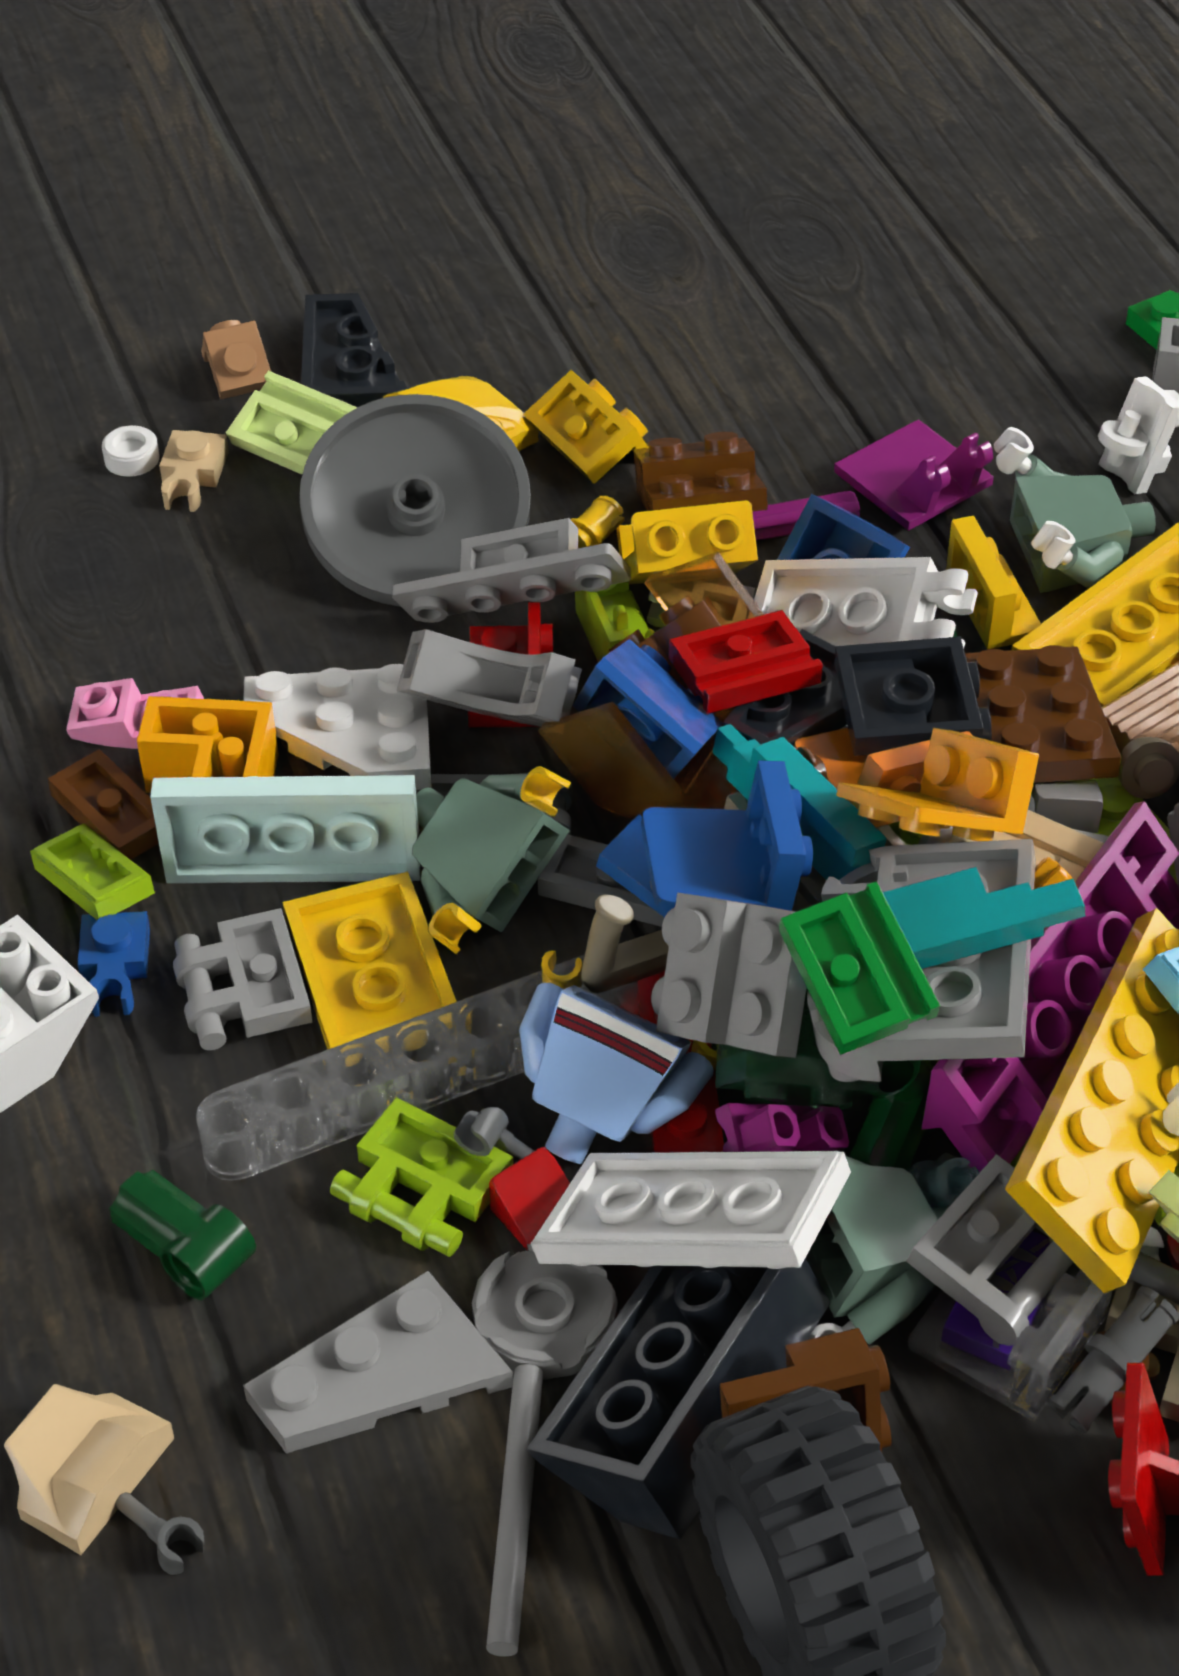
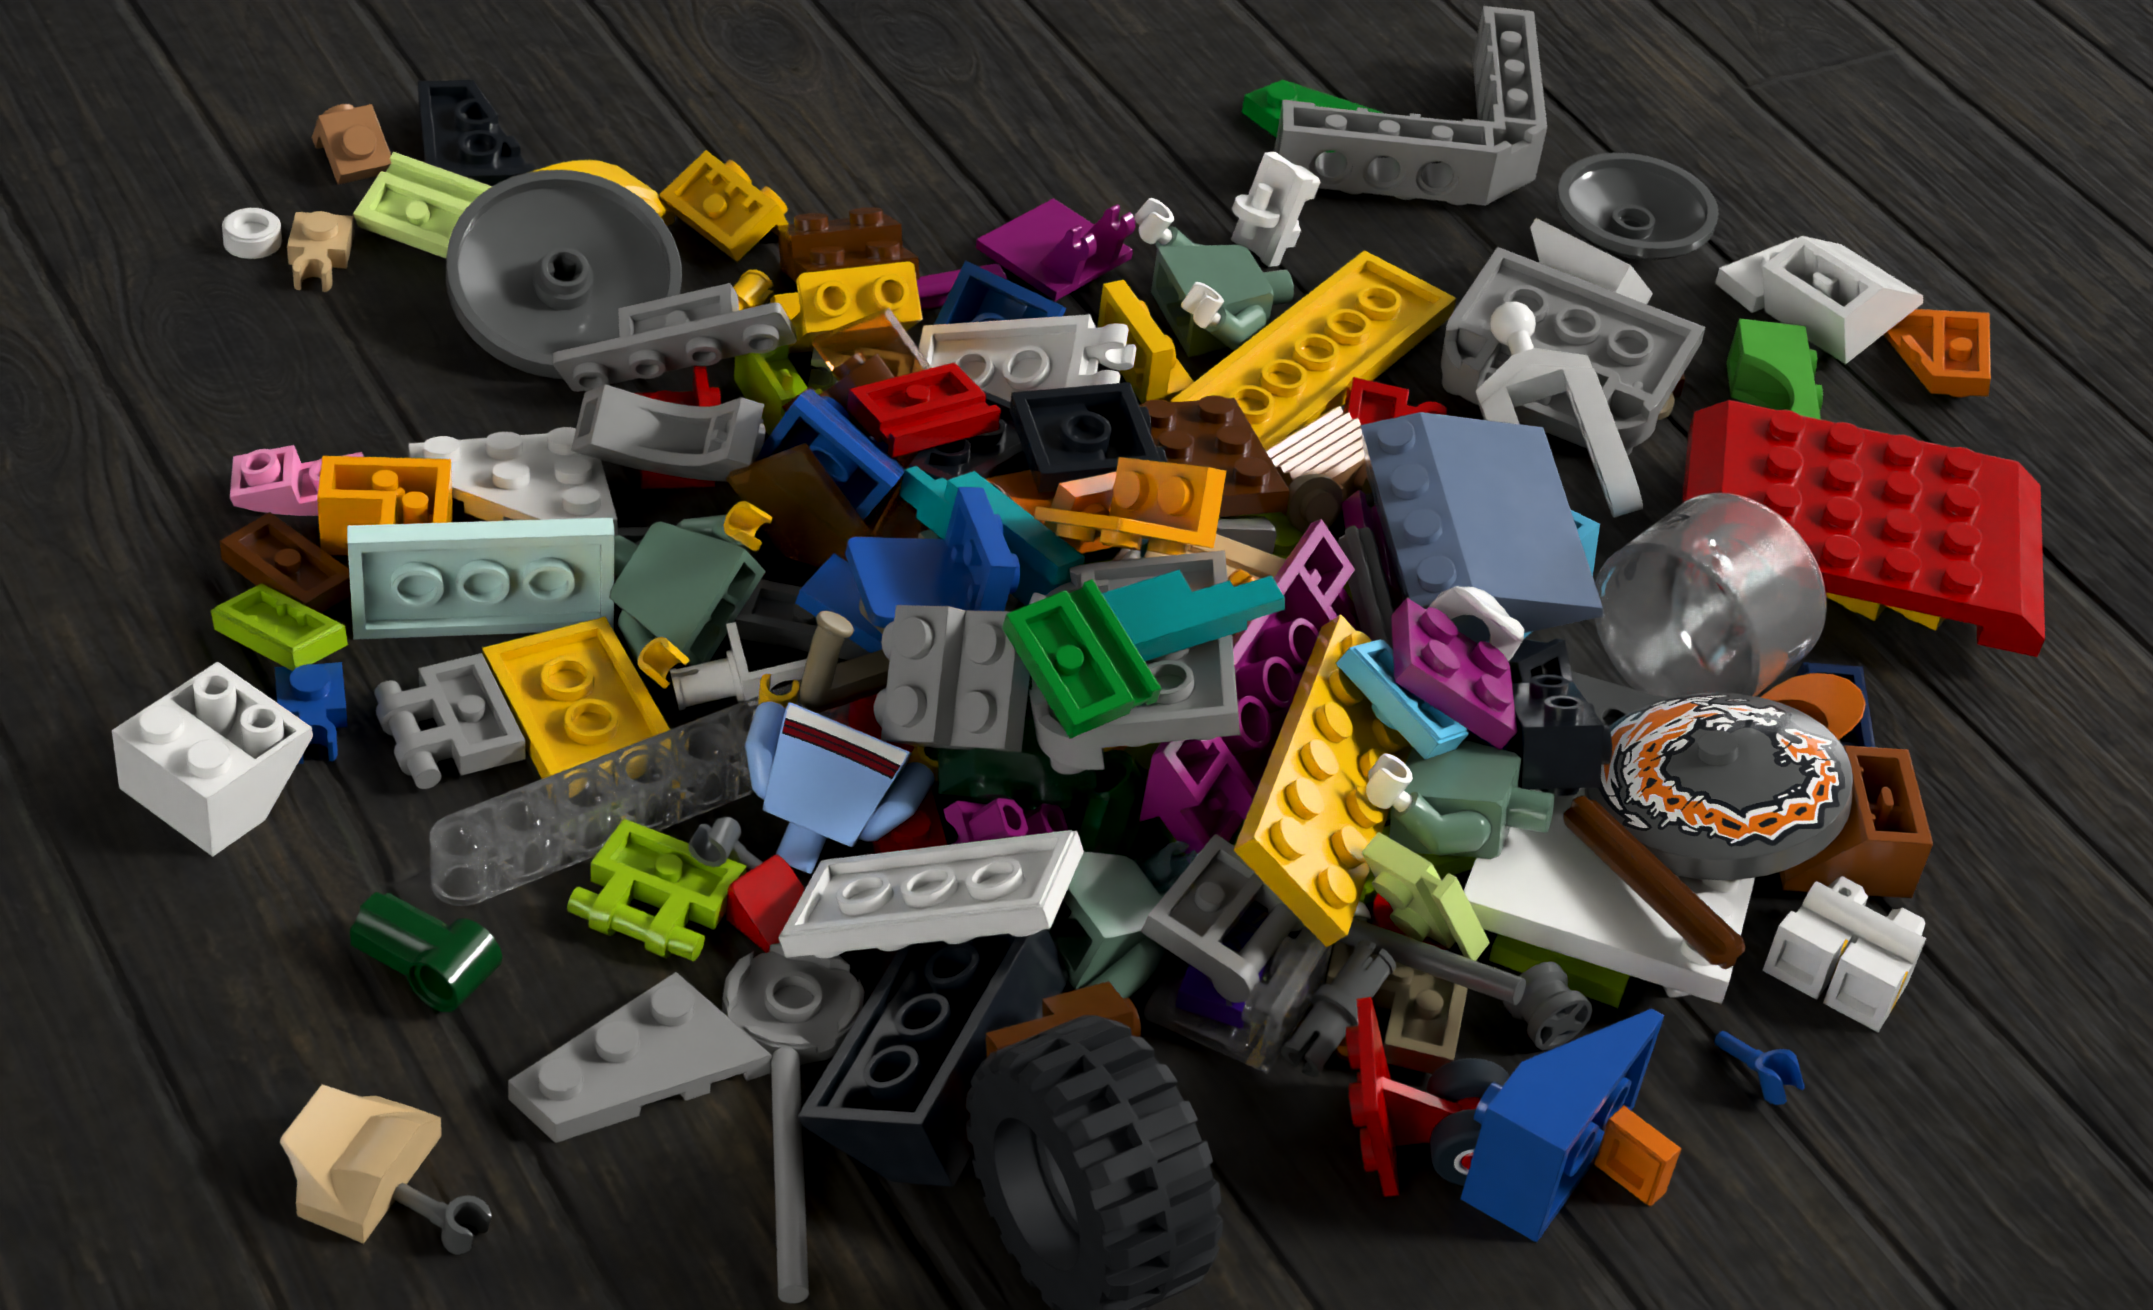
camera: 15 degrees left, 5 degrees down
(519, 940) = (727, 676): none -> white bracket

